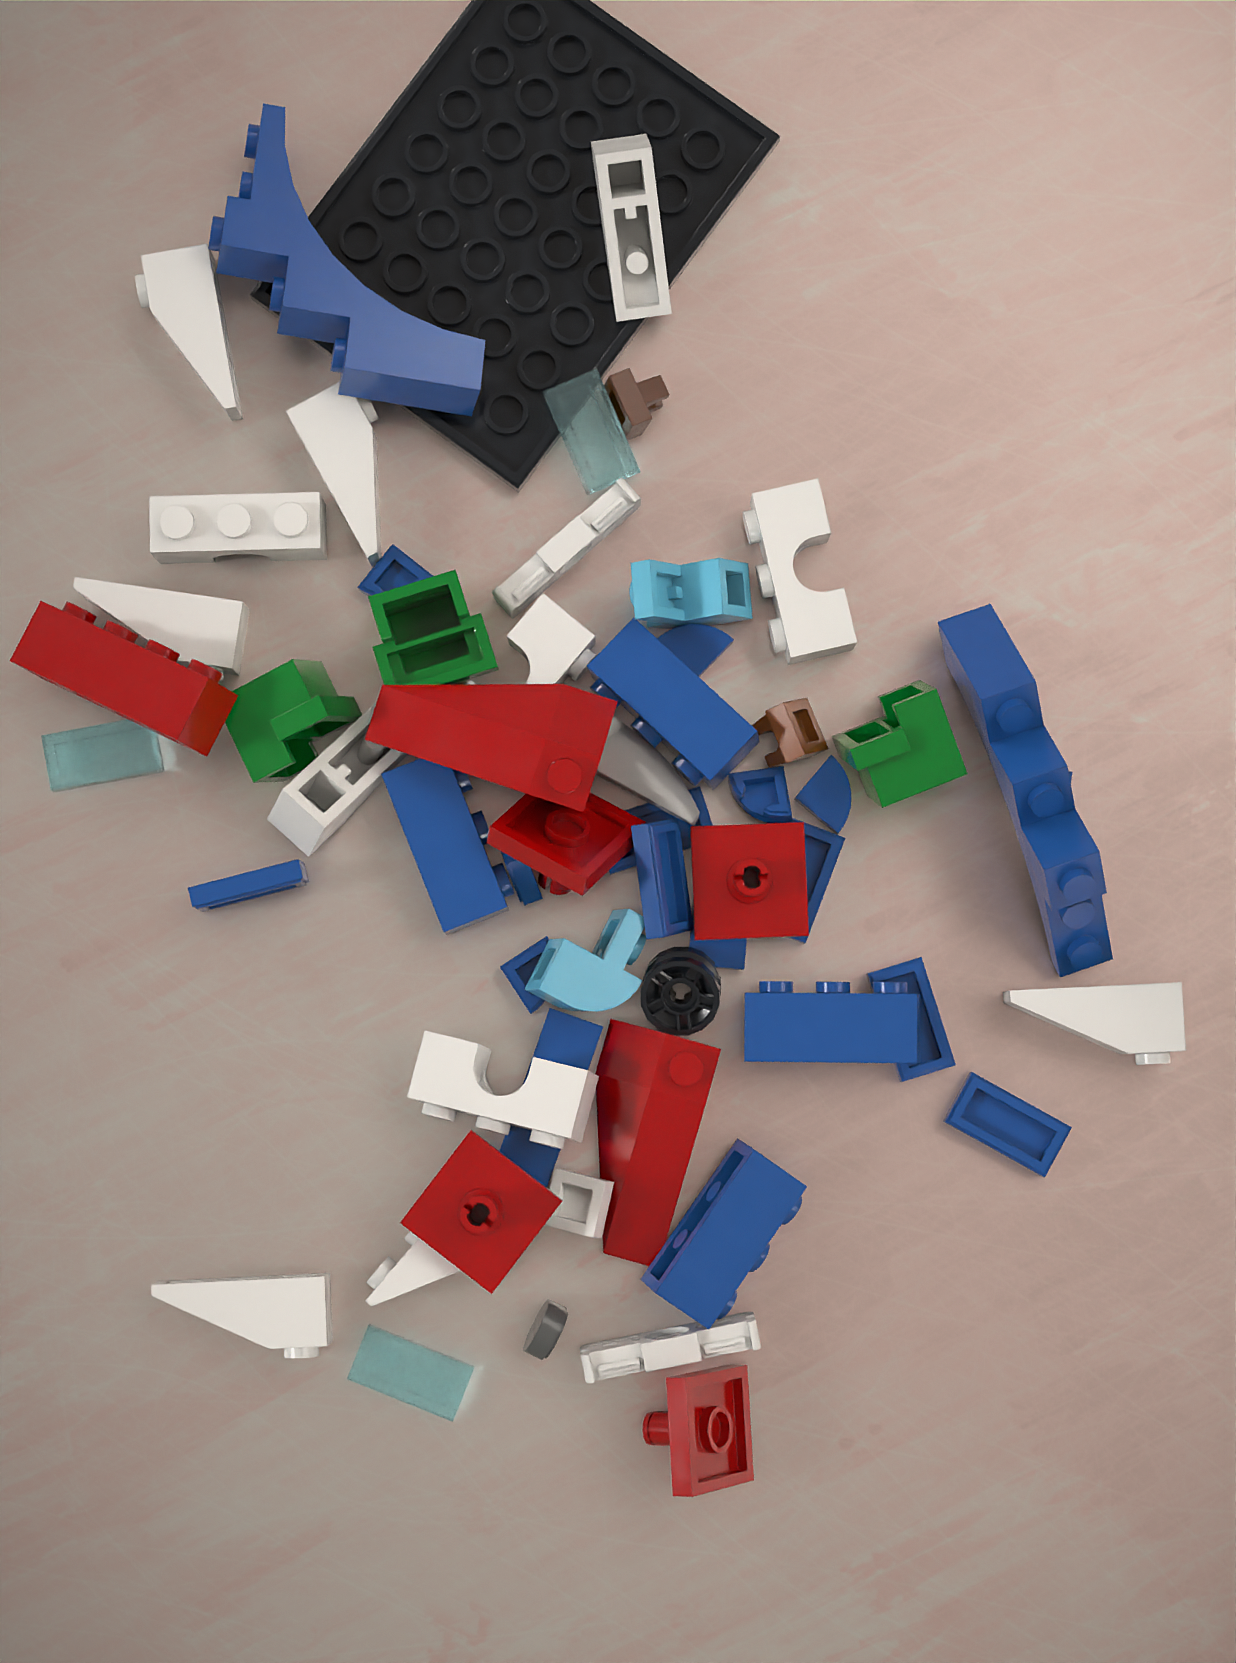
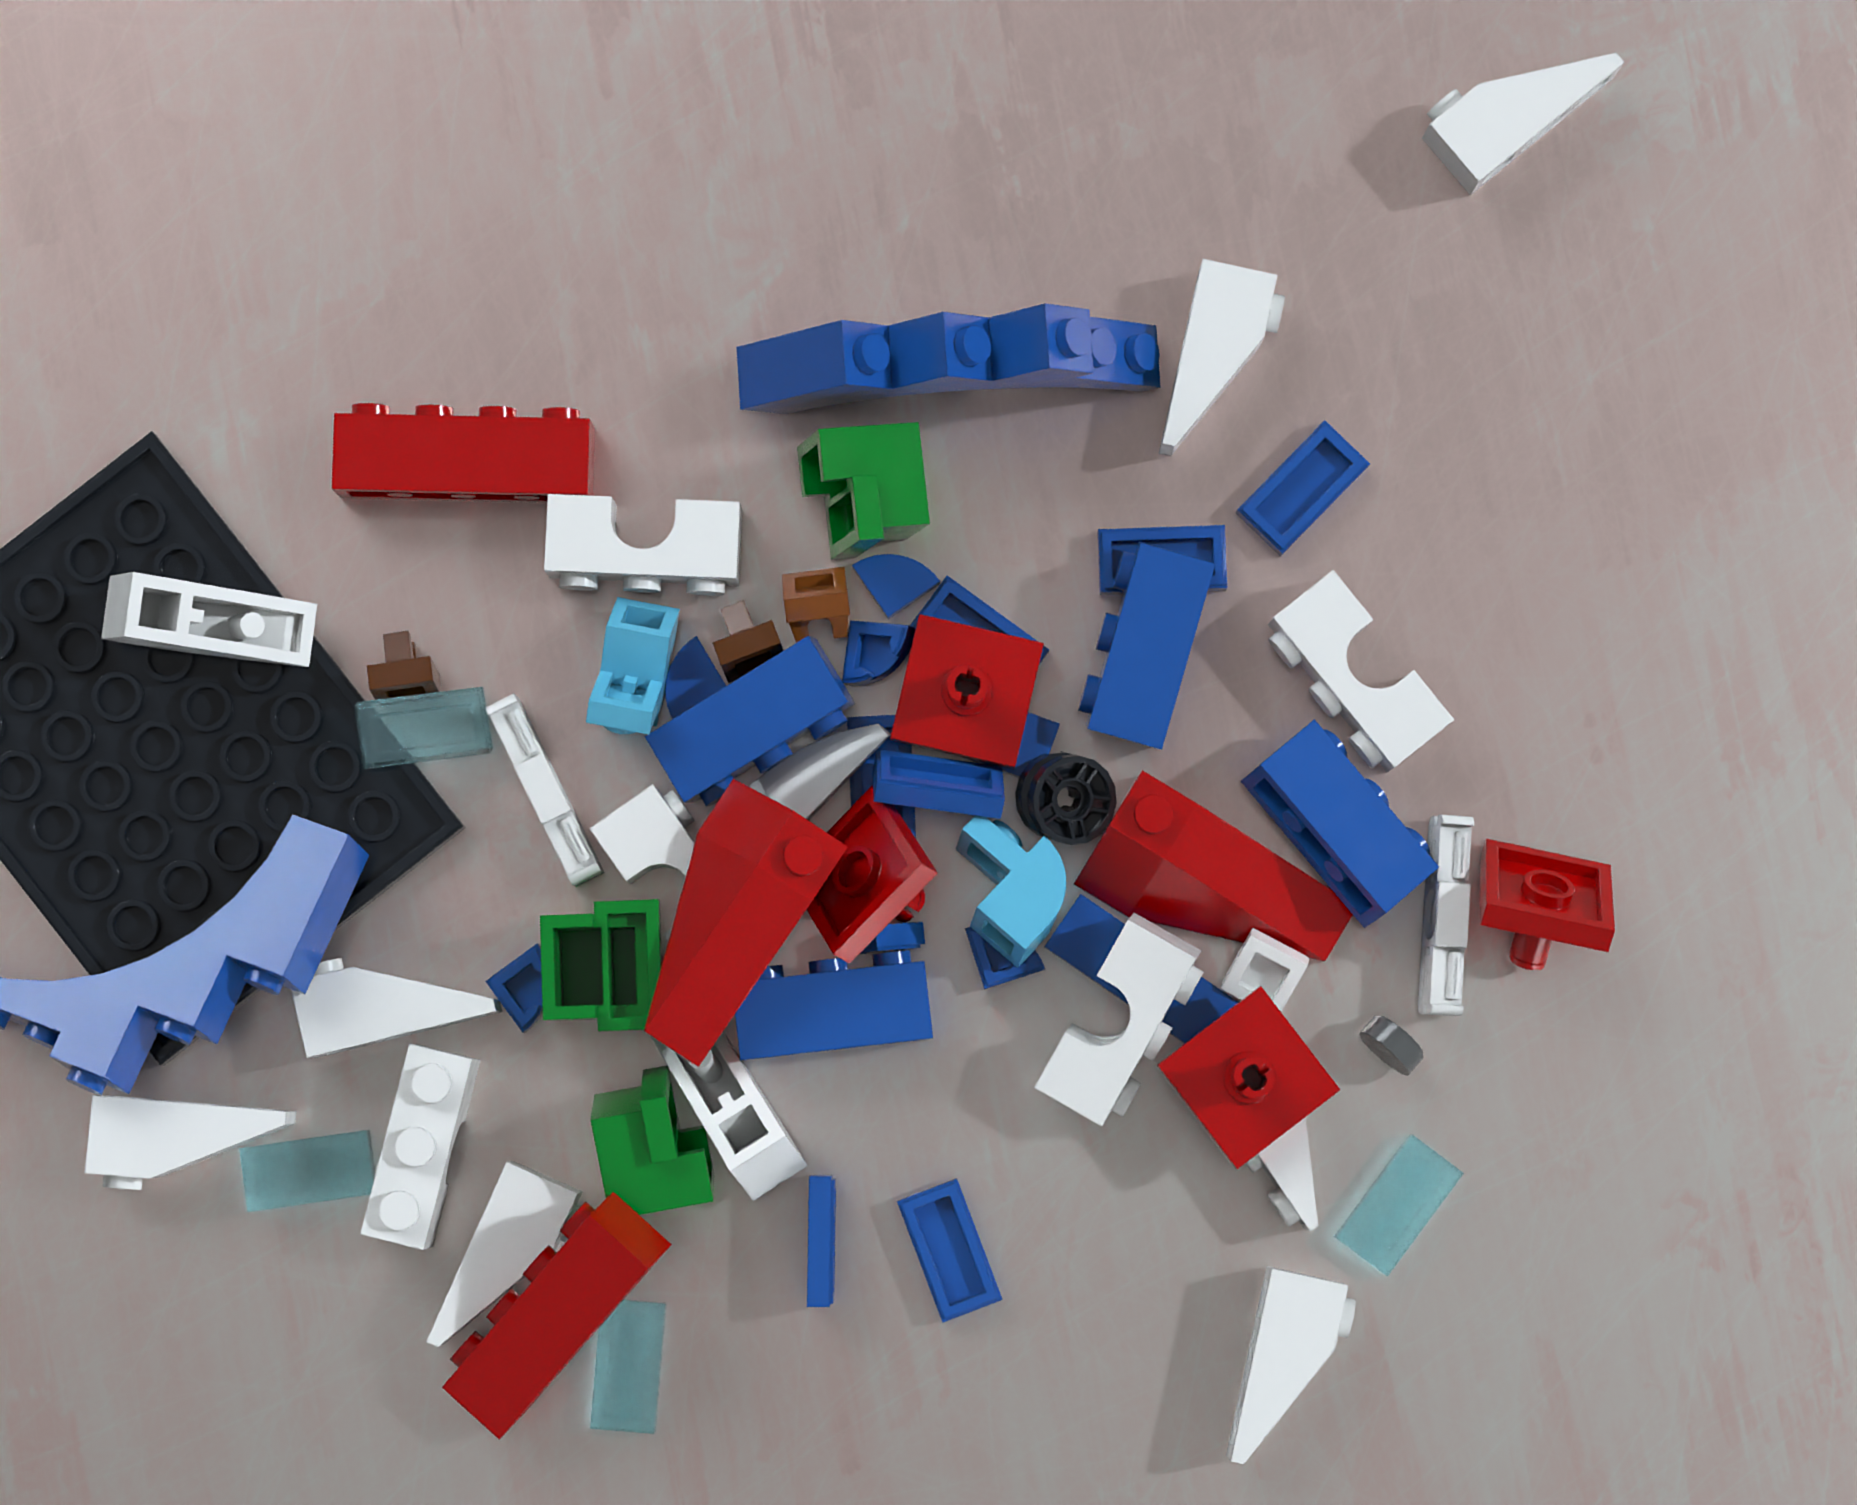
camera: 75 degrees left, 0 degrees up
(195, 440) = (307, 1170): none -> clear light blue tile
(270, 997) = (949, 1250): none -> blue tile
(738, 683) = (747, 644): none -> reddish brown tile
(831, 399) = (461, 456): none -> red brick
(882, 1170) = (1385, 721): none -> white arch

